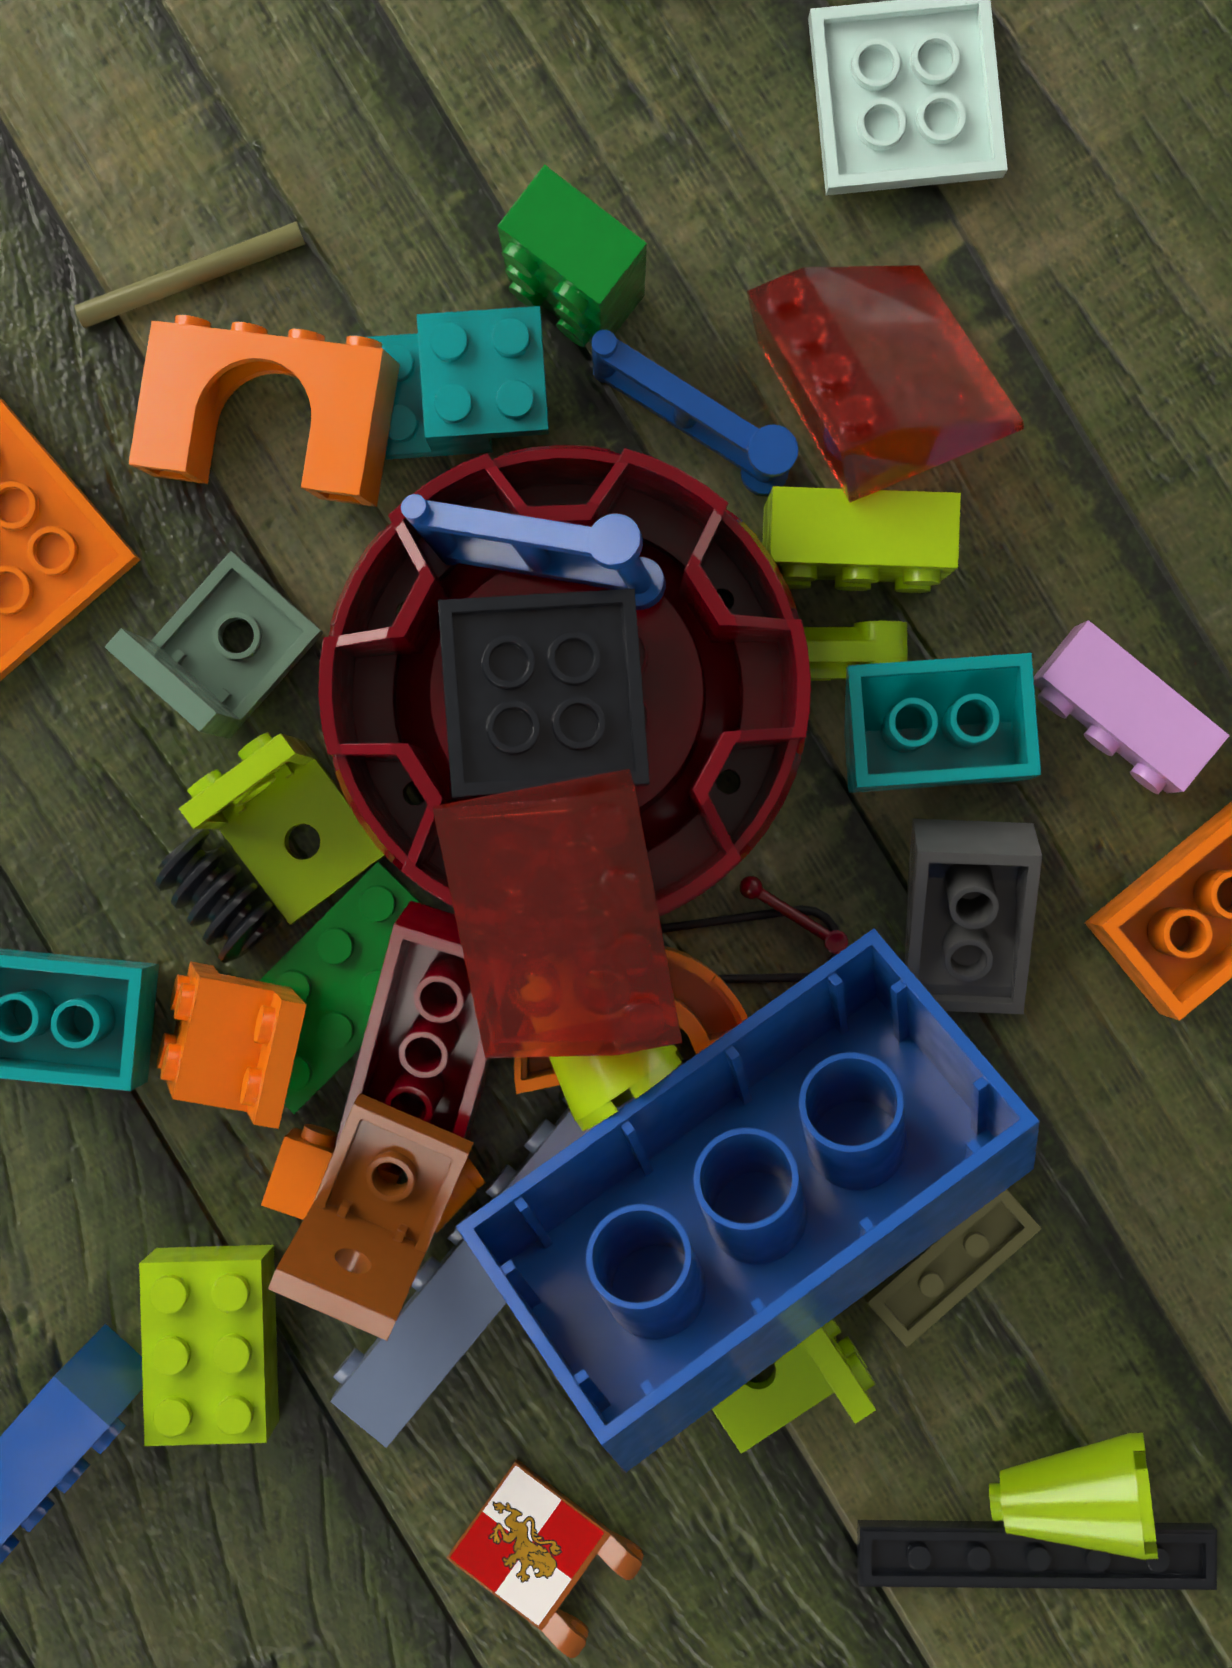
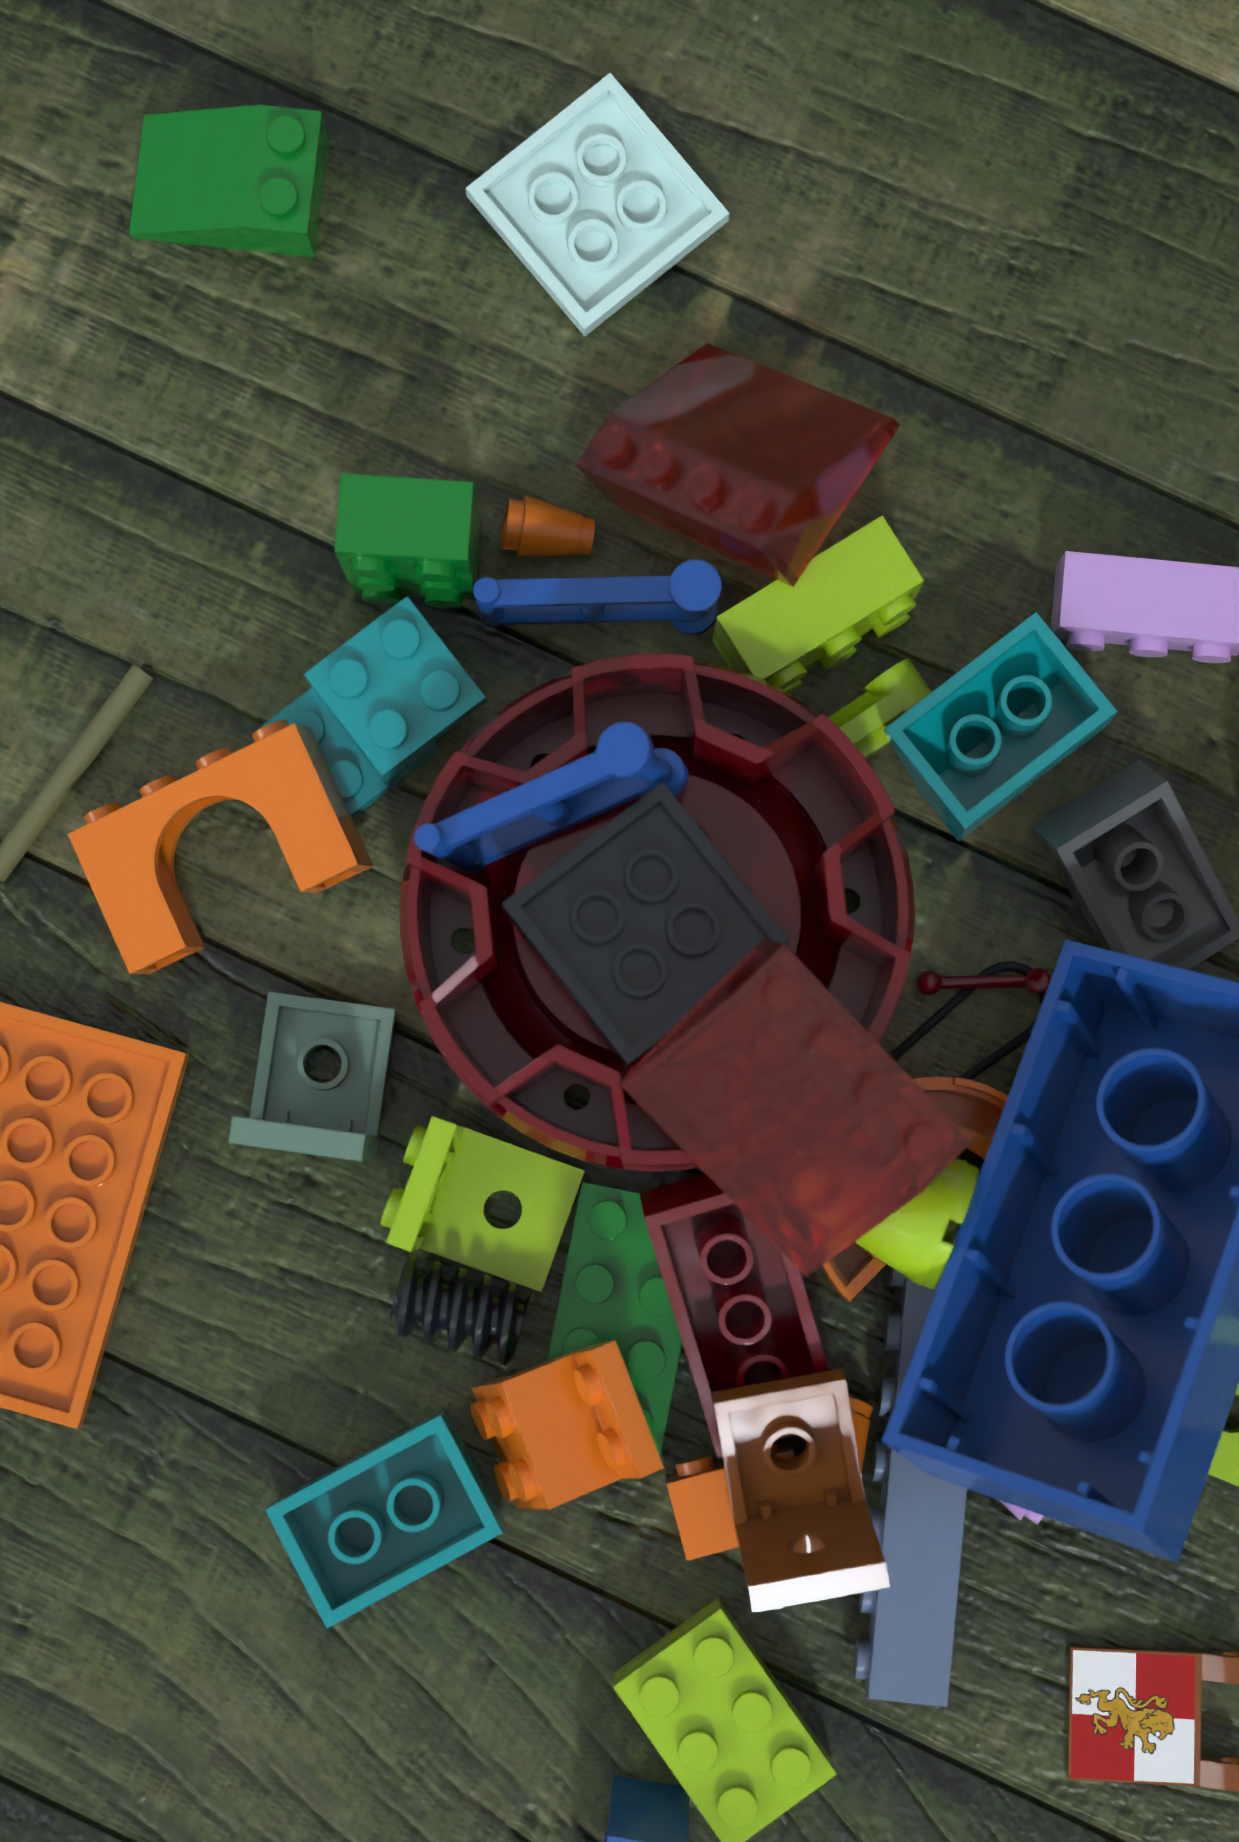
camera: 30 degrees left, 5 degrees down
(690, 329) = (544, 529): none -> orange cone

